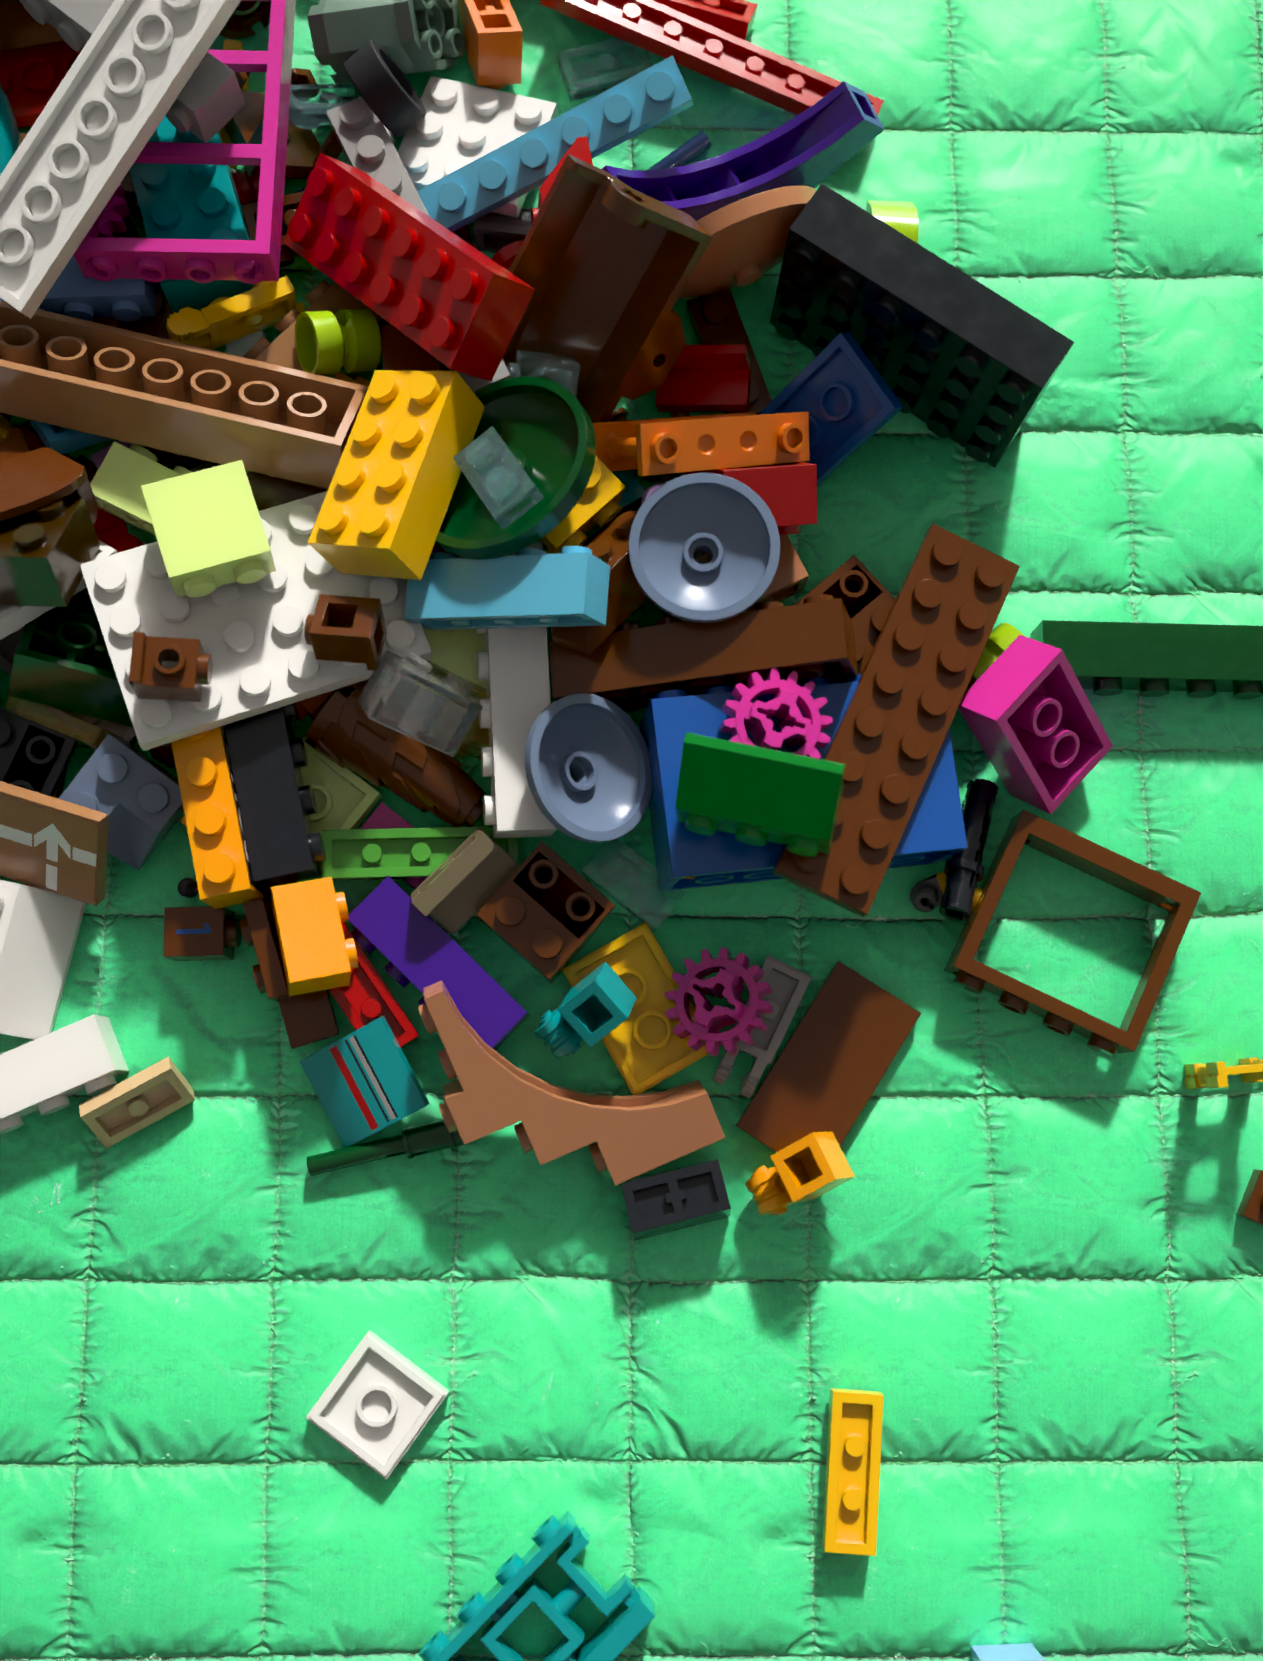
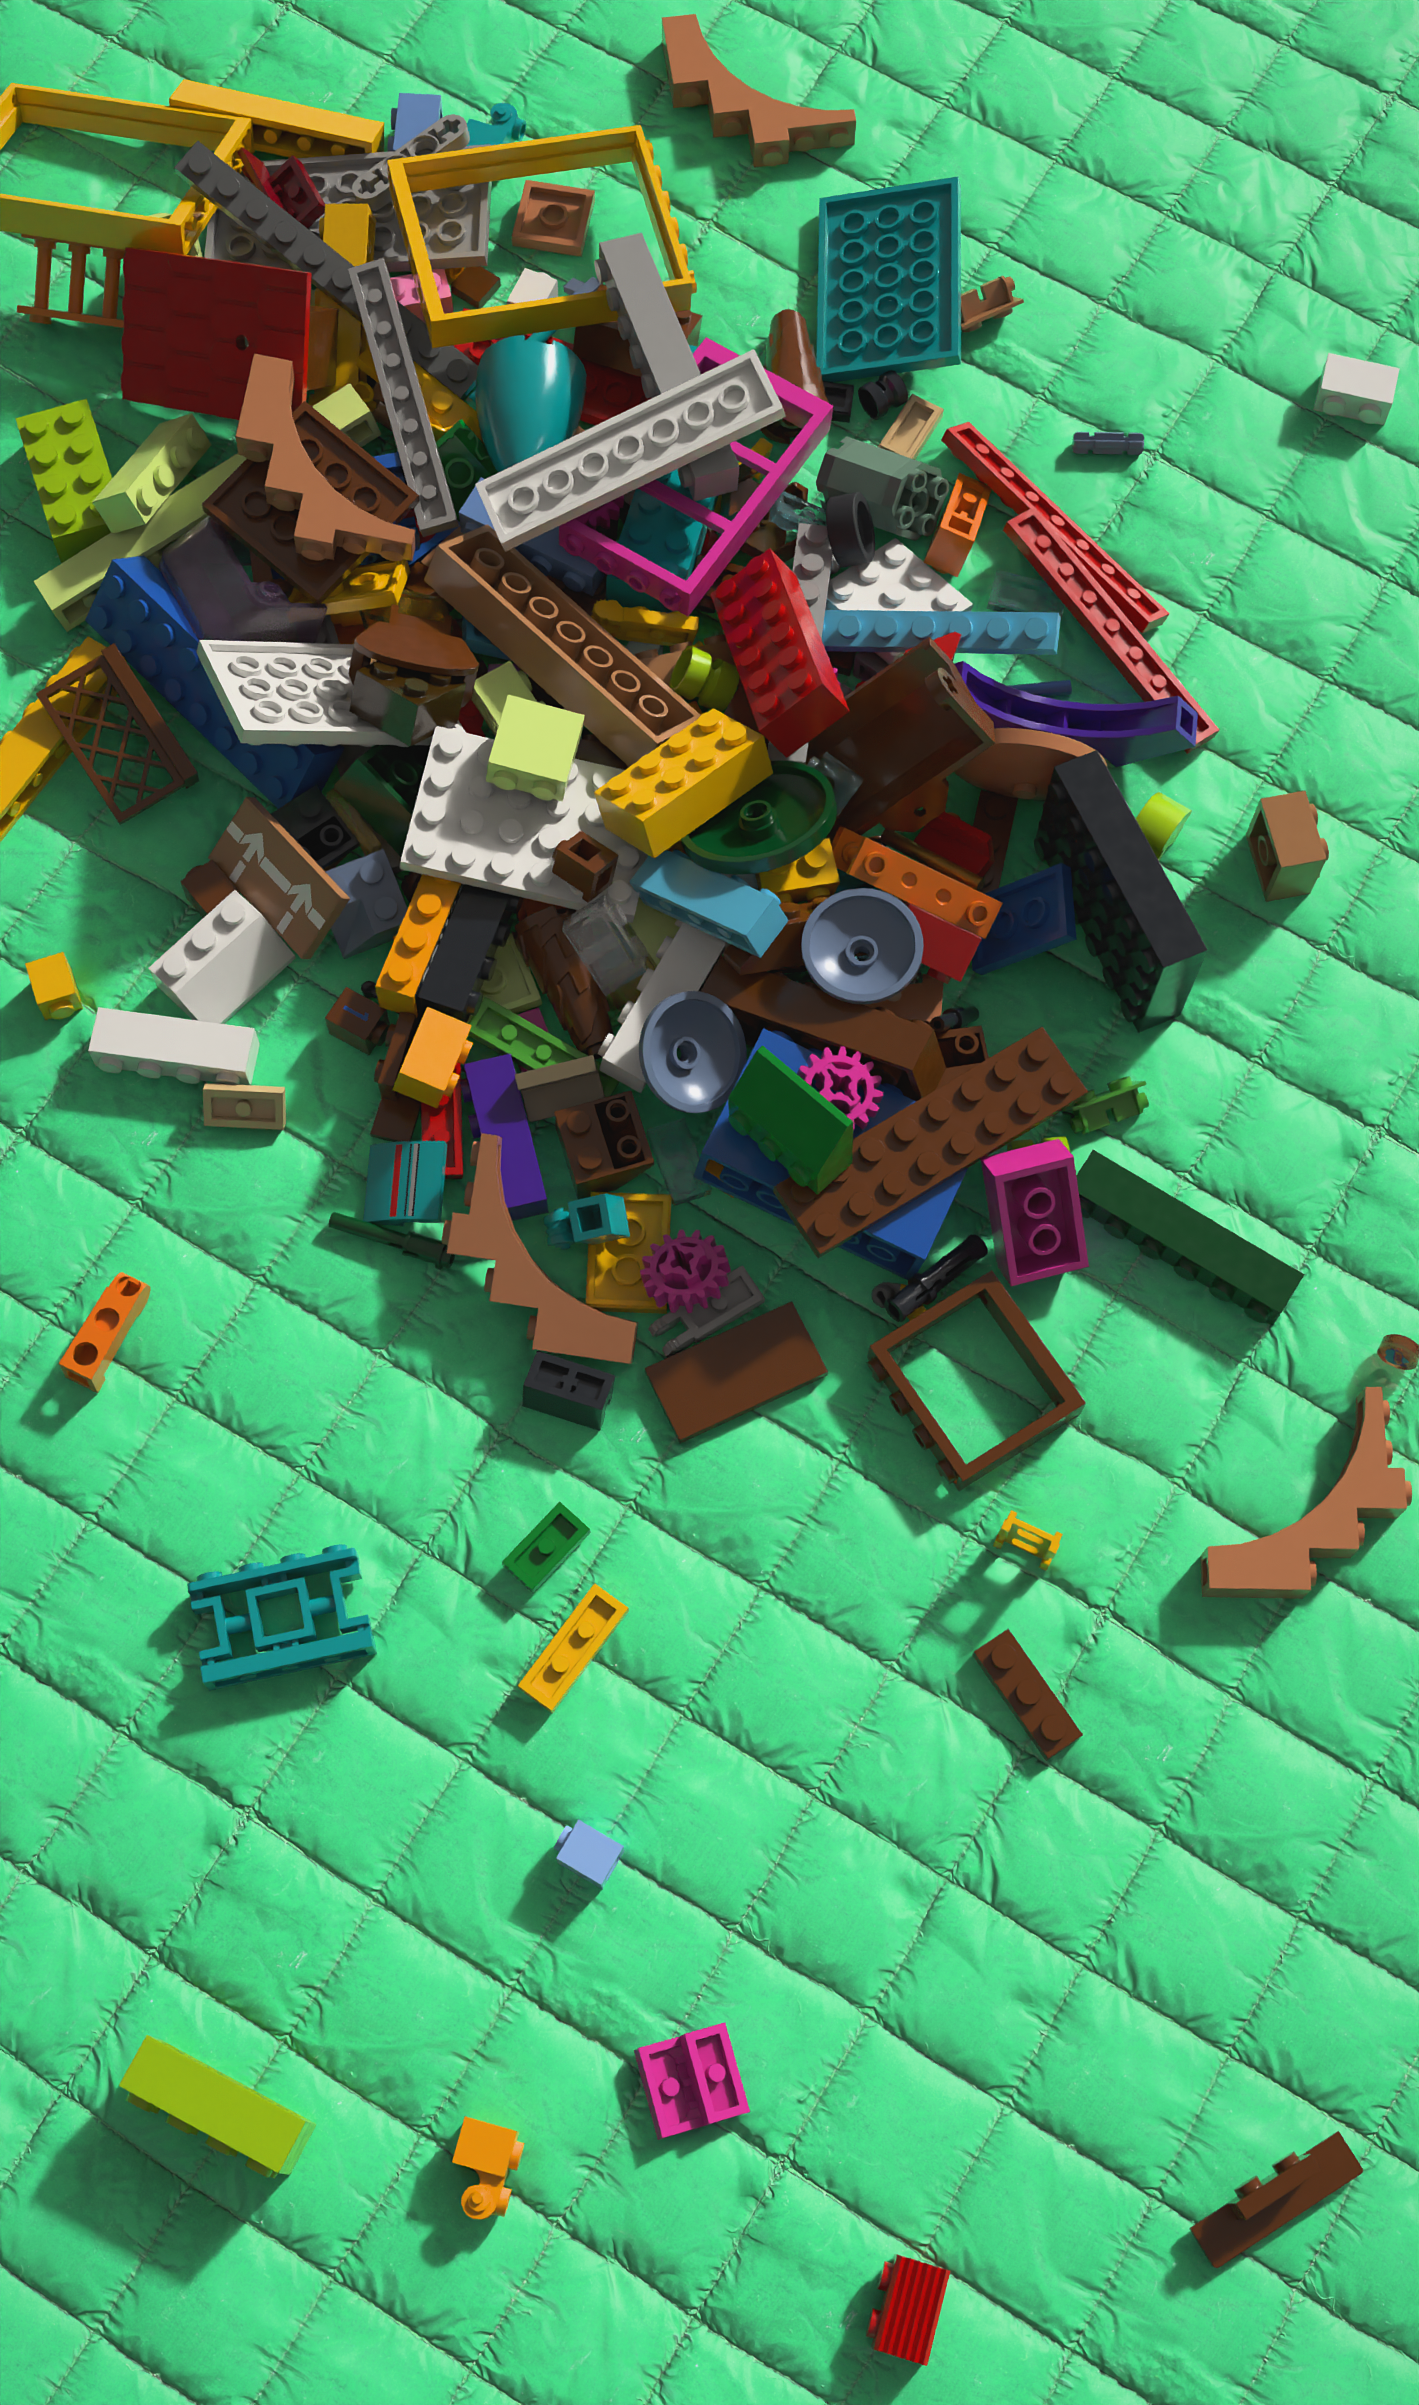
camera: 35 degrees right, 10 degrees down
(145, 1446) = (104, 1331): none -> orange leg
(177, 683) = (447, 832): reddish brown brick -> none
(377, 1404) = (275, 1404): white tile -> none
(498, 477) = (747, 819): clear light blue plate -> none
(692, 404) = (932, 859): none -> pearl gold bar
(757, 1382) = (546, 1547): none -> green plate
(801, 1173) = (673, 1416): light orange brick -> none
(818, 563) = (954, 1018): none -> black bar
(1028, 546) = (1121, 1098): none -> bright green hinge
(1031, 185) = (1286, 845): none -> medium nougat brick

